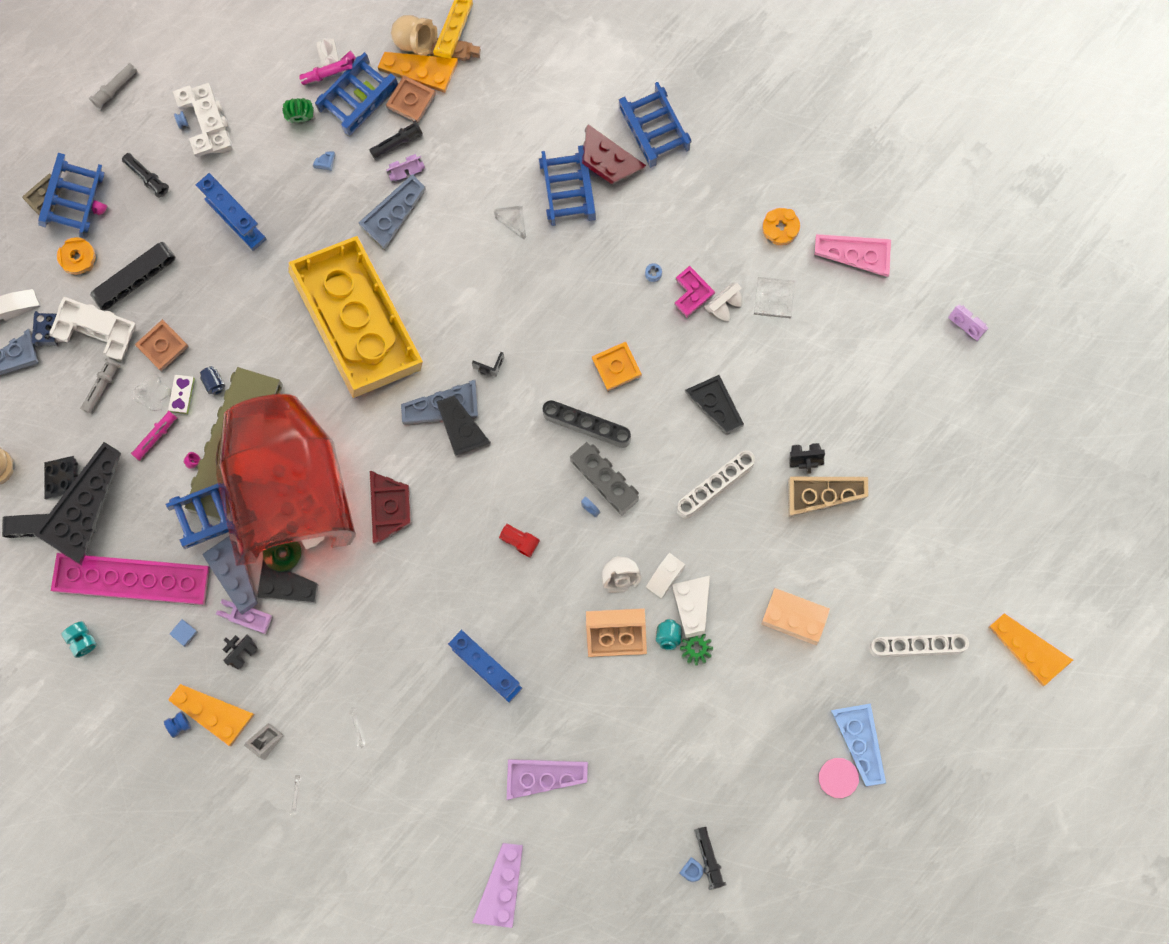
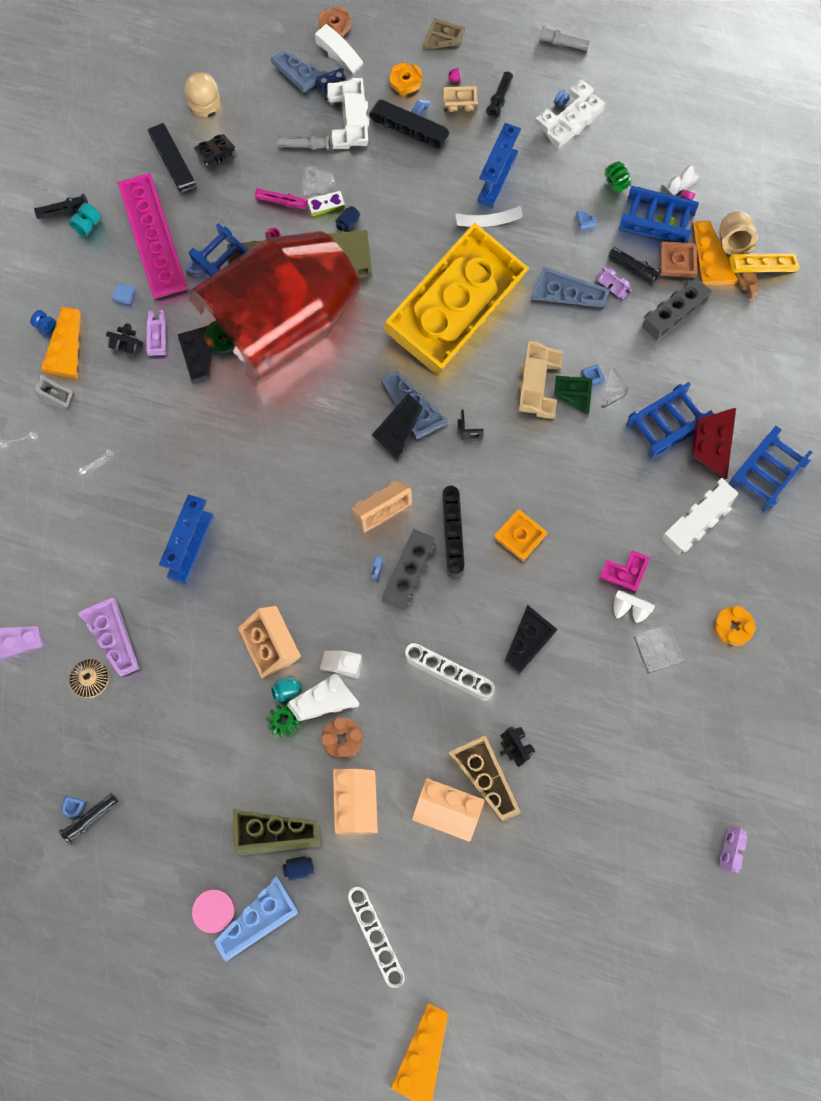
camera: 60 degrees right, 5 degrees down
(51, 649) = (70, 205): none -> black pin
(53, 199) = (457, 33): blue fence -> none
(75, 515) = (180, 168): black wing -> none
(117, 251) = (420, 105): none -> medium blue tile
(129, 214) = (460, 98): none -> tan bracket
(161, 345) = (360, 170): nougat plate -> none
(190, 553) = (194, 270): none -> medium blue tile
(232, 577) = (178, 312): sand blue wing -> none
(279, 247) = (491, 219): none -> white sticker
(325, 71) = (660, 178): dark pink pin -> none
(388, 506) = (301, 401): dark red wing -> none
(456, 99) = (659, 327): none -> dark grey brick
(472, 284) = (537, 361): none -> tan bracket
(490, 231) = (595, 373): none -> medium blue tile
(500, 254) = (574, 391): none -> dark green wing
(523, 542) = (318, 524): red piece -> none
(530, 475) = (382, 505): none -> light nougat slope
(567, 821) = (95, 684): none -> dish
(620, 574) = (323, 621): white cylinder -> none
(648, 270) = (627, 535): medium blue bush -> none
(673, 205) = (700, 517): none -> white wedge
(735, 593) = (353, 736): none -> nougat plate
(793, 700) = (272, 833): none -> olive wedge
(833, 688) = (298, 868): none -> dark blue brick
(837, 538) = (448, 810): none -> light nougat slope
(859, 252) = (747, 710): bright pink wing -> none

